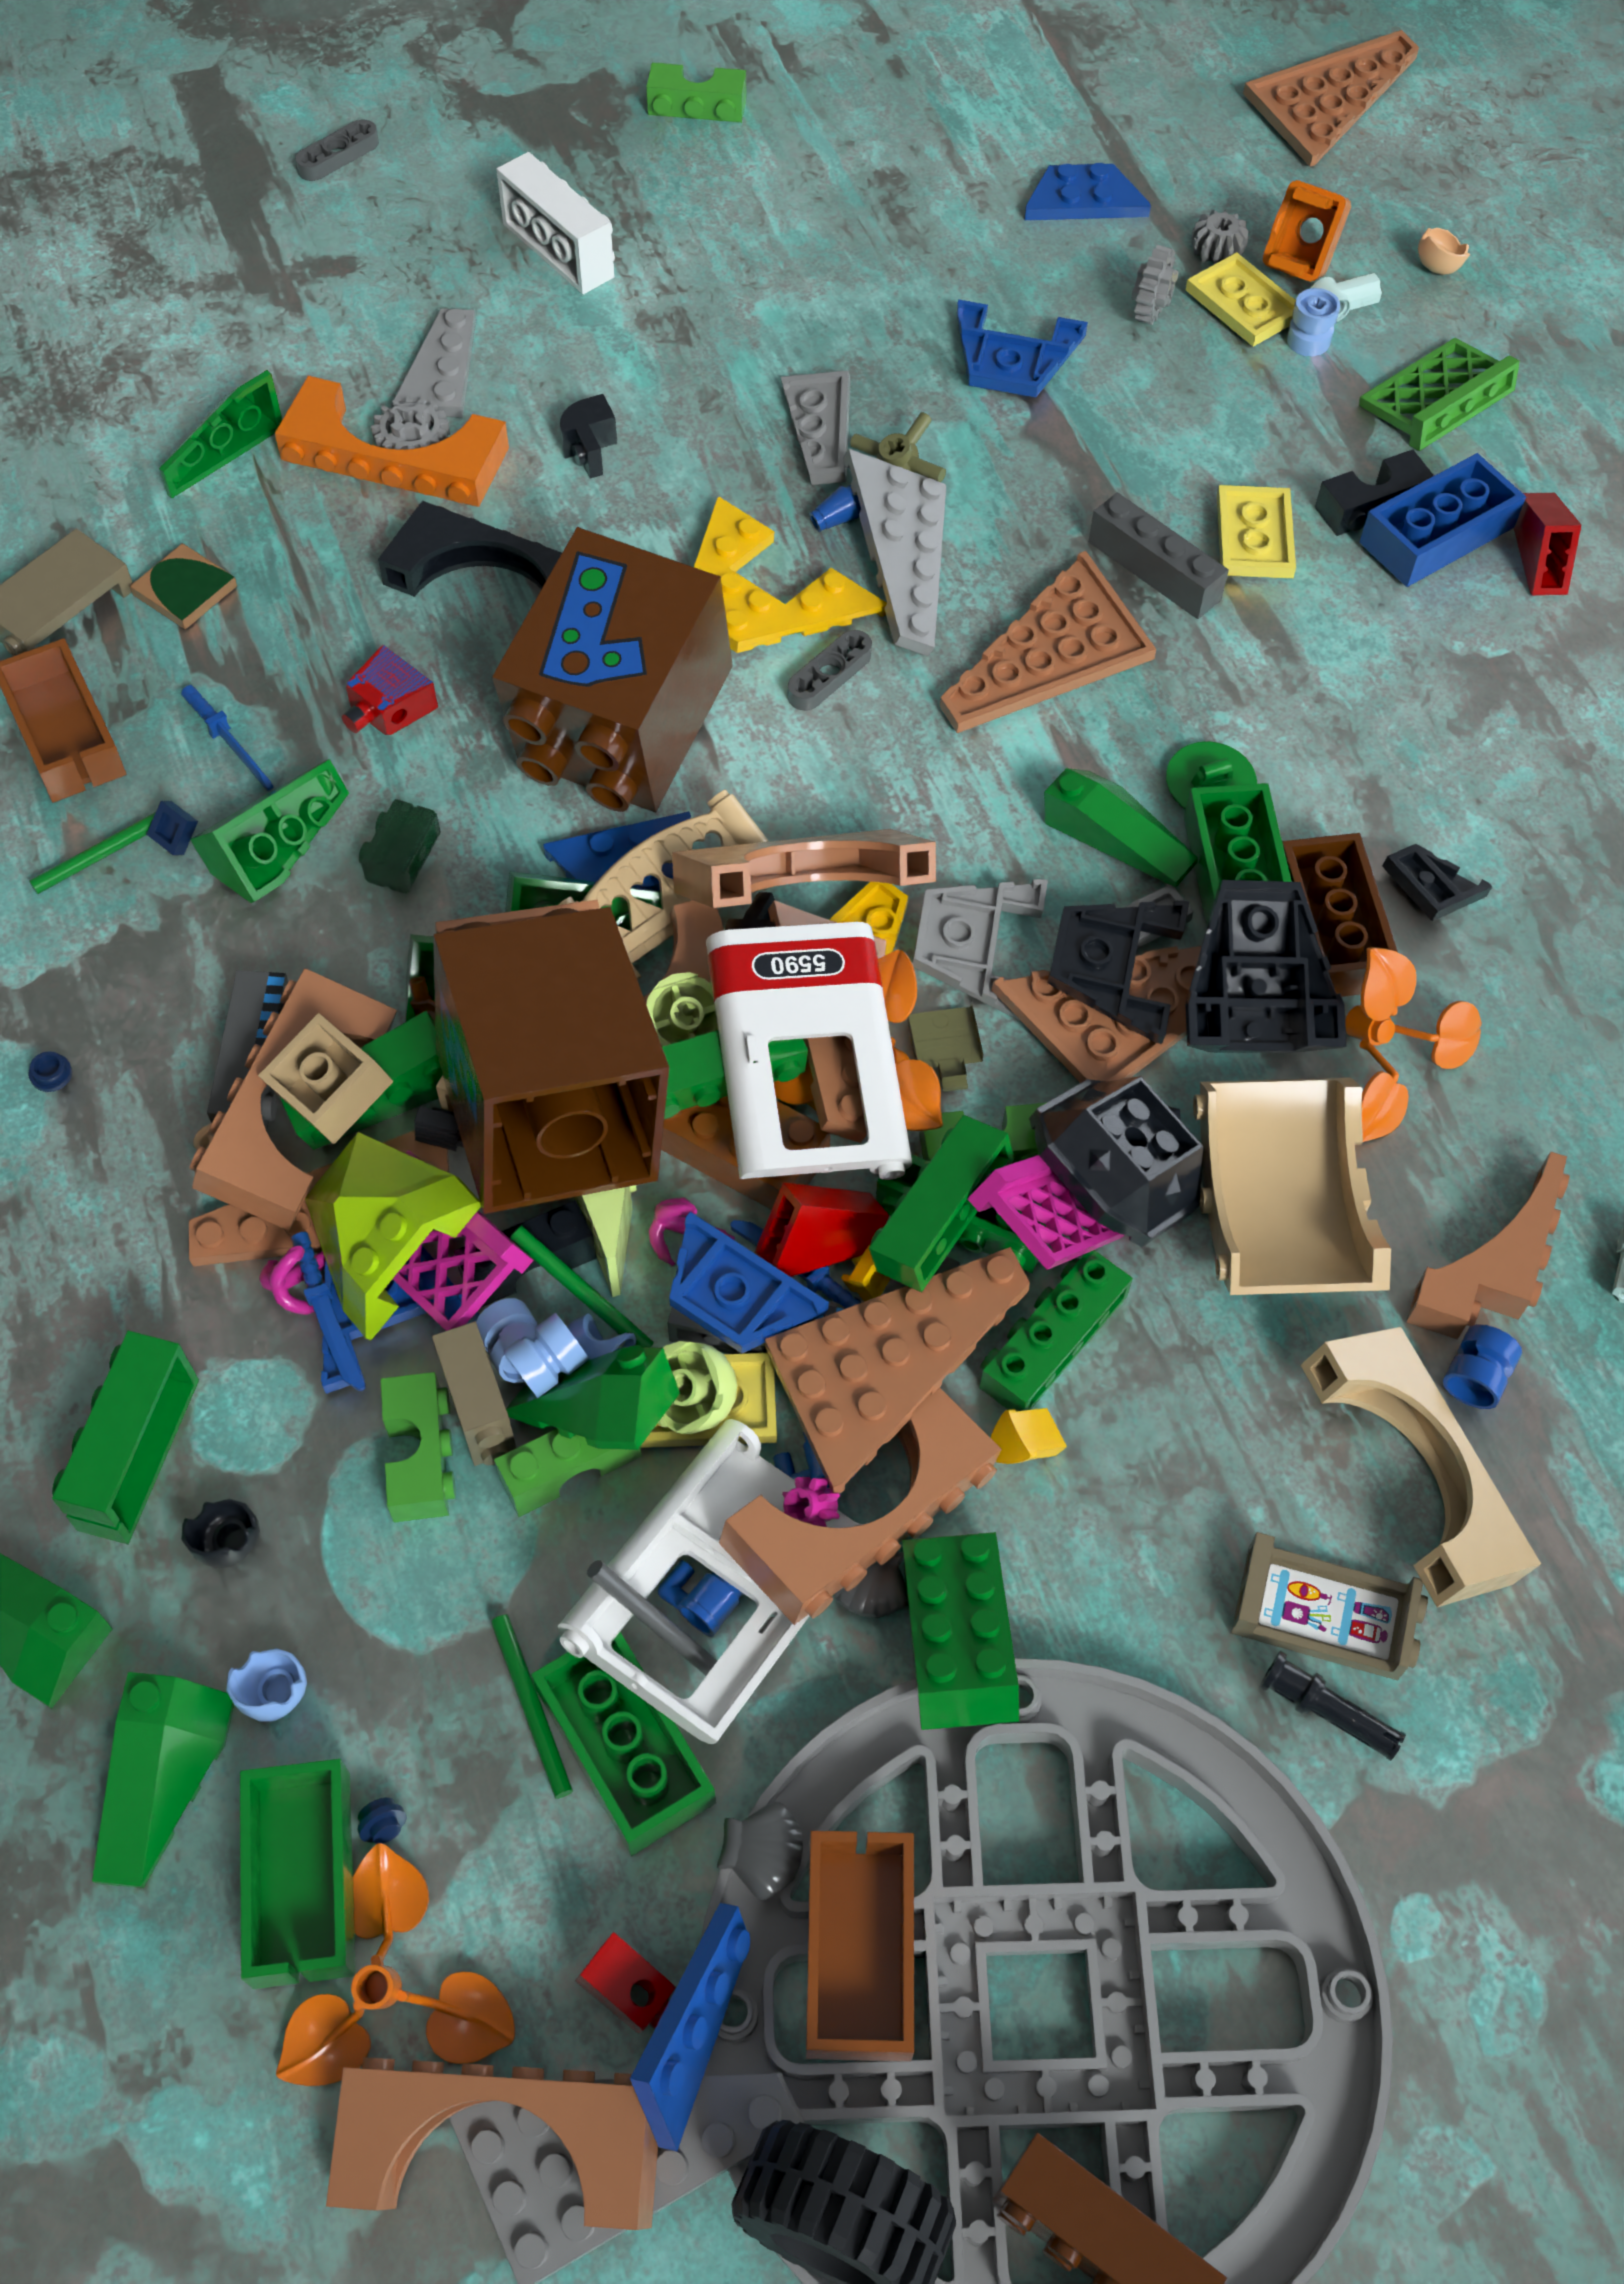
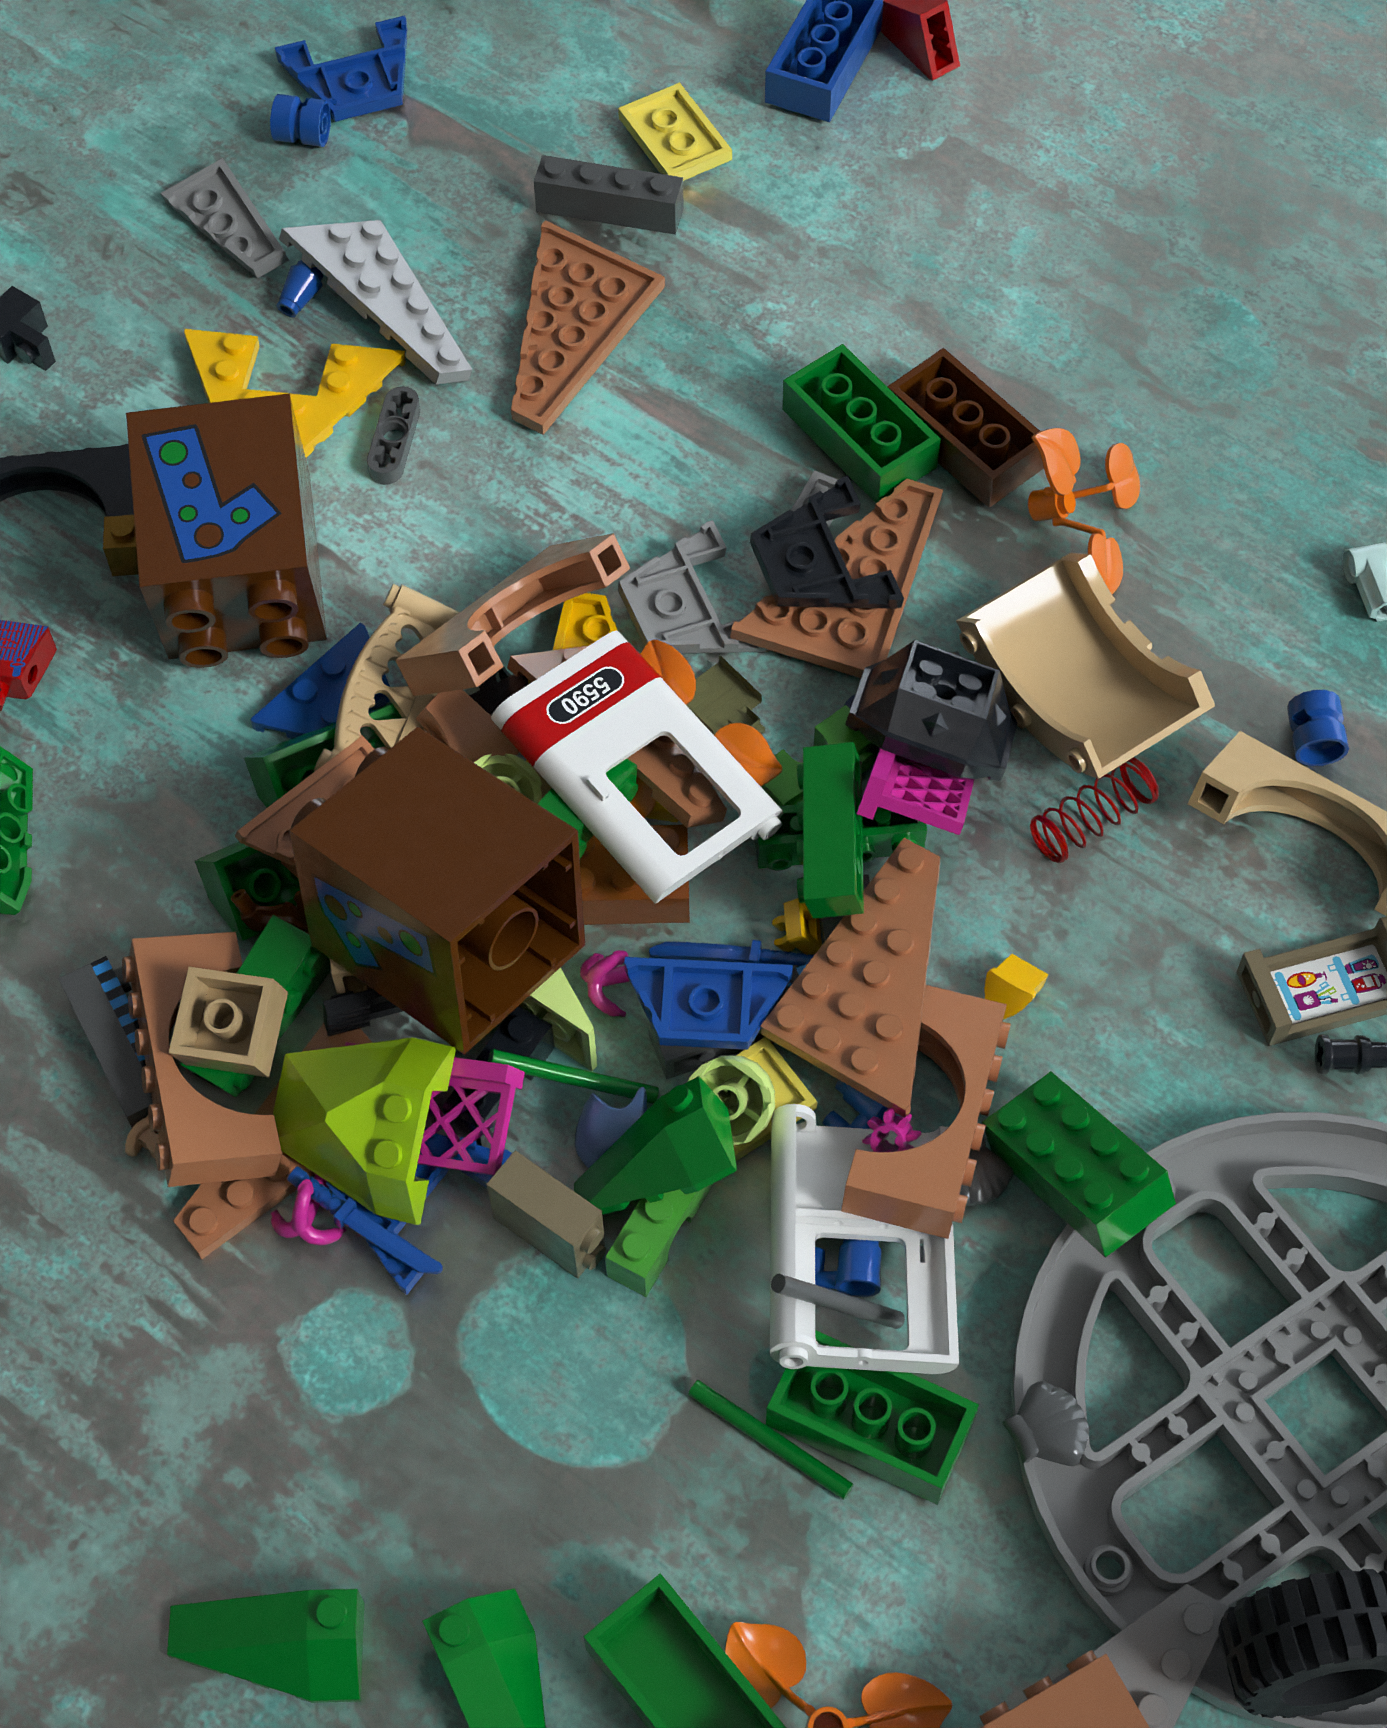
camera: 30 degrees left, 0 degrees up
(125, 1437) = (267, 1431): green piece -> none
(221, 1533) = (408, 1461): black hair -> none
(267, 1685) = (543, 1558): light blue hair -> none
(380, 1821) = (718, 1607): dark blue plate -> none
(399, 846) = (120, 789): clear green brick -> none
(419, 1484) = (501, 1259): bright green arch -> none
(502, 1326) = (549, 1147): light blue wheel -> none
(546, 1355) = (595, 1139): light blue wheel -> none
(613, 1974) = (1015, 1601): red torso -> none
(684, 2038) = (1101, 1588): blue wing -> none
(818, 1227) = (735, 910): red slope -> none
(861, 1947) = (1181, 1447): dark orange piece -> none
(902, 449) = (322, 208): olive bar -> none
(936, 369) = (295, 120): none -> blue wheel
(1055, 1332) = (978, 890): green brick -> none
(1115, 824) = (734, 444): green wedge -> none
(1152, 1310) = (1128, 786): none -> red piece
(1206, 766) = (774, 357): green shield -> none
(1262, 976) = (952, 504): black wedge -> none
(1347, 500) = (739, 71): black arch -> none
(1433, 881) = (1017, 360): black wing -> none
(1501, 1271) = (1283, 644): nougat arch -> none

